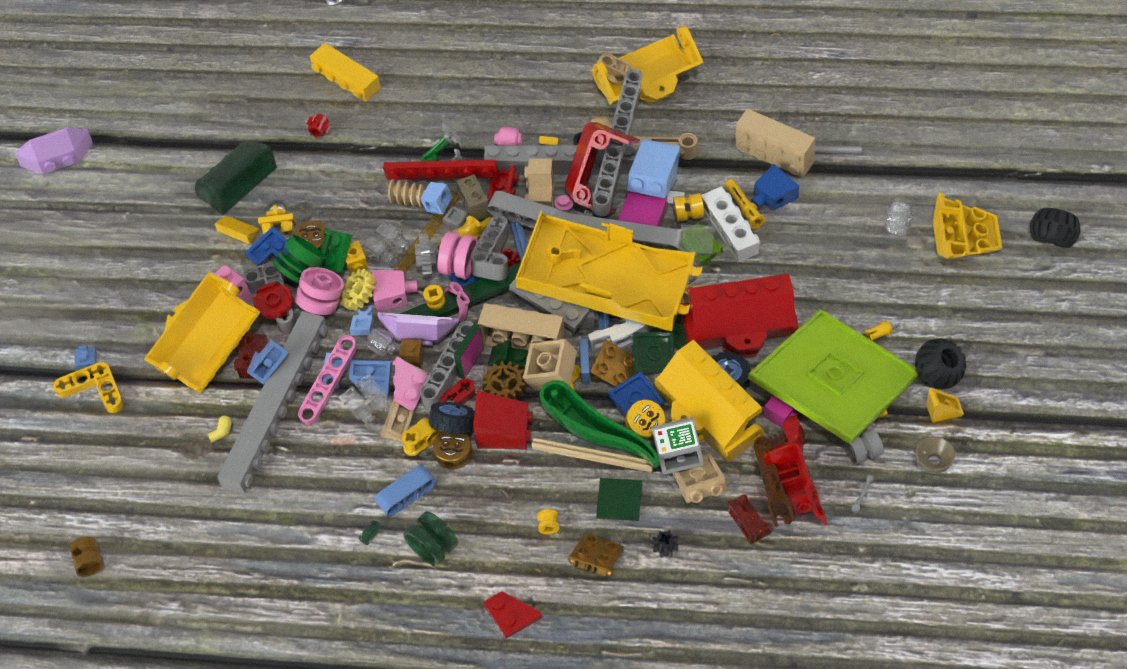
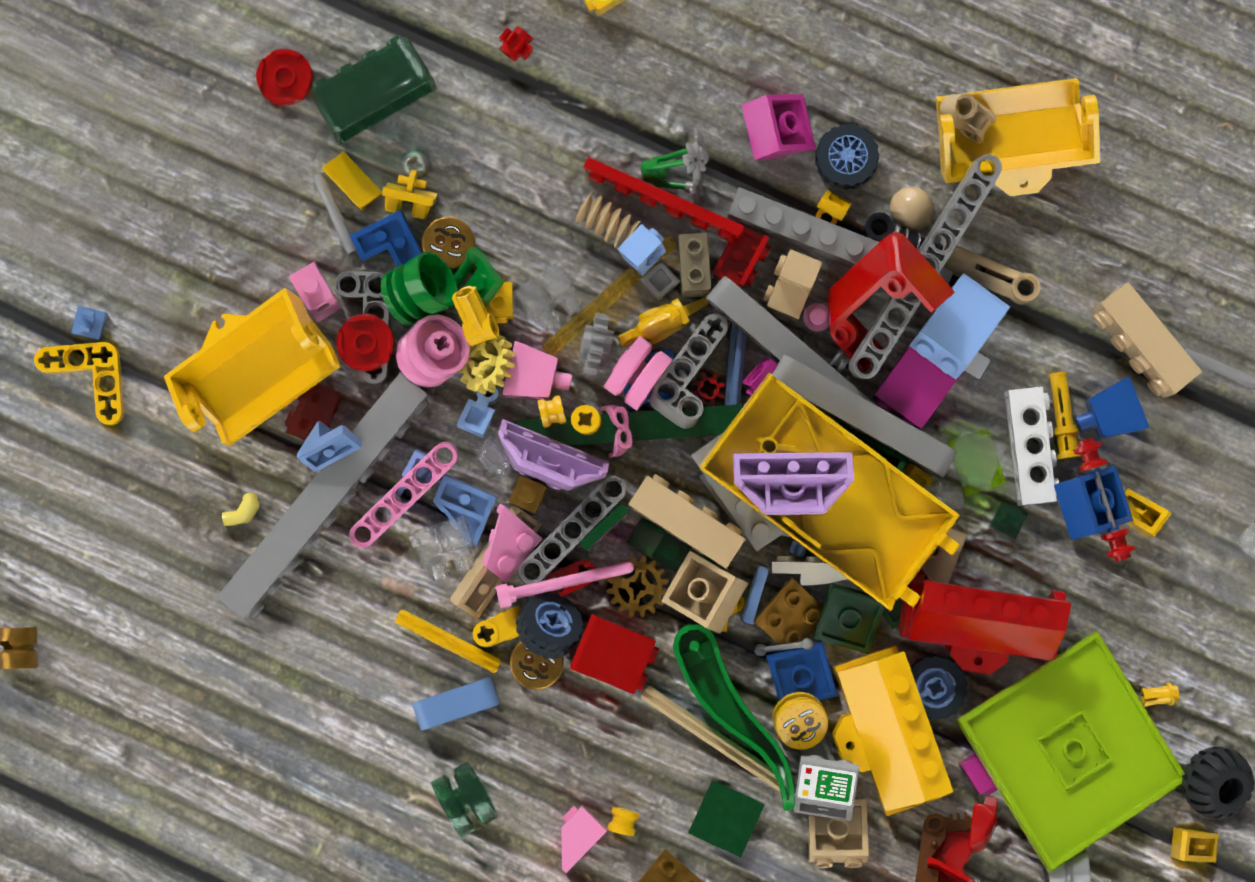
camera: 10 degrees right, 30 degrees up
(176, 190) = (284, 77): none -> red tile
(232, 249) = (334, 213): none -> light grey bar
(342, 262) = (477, 322): none -> yellow piece
(370, 532) = (392, 746): clear green piece -> none
(387, 457) = (448, 641): none -> yellow axle
(410, 300) = (551, 411): none -> yellow wheel
(416, 408) = (509, 594): none -> bright pink piece
(496, 113) = (778, 126): none -> dark pink slope
(508, 137) = (777, 177): bright pink head -> none
(521, 538) = (579, 835): none -> bright pink slope
(548, 117) = (847, 156): none -> black wheel
(577, 259) = (793, 480): none -> lavender wedge
(602, 393) = (760, 649): none -> light grey hinge
(695, 205) = (984, 398): yellow wheel -> none
(734, 269) = (1008, 520): none -> clear green tile
(782, 232) = (1096, 502): none -> blue brick
(818, 236) = (1146, 515): none -> yellow slope

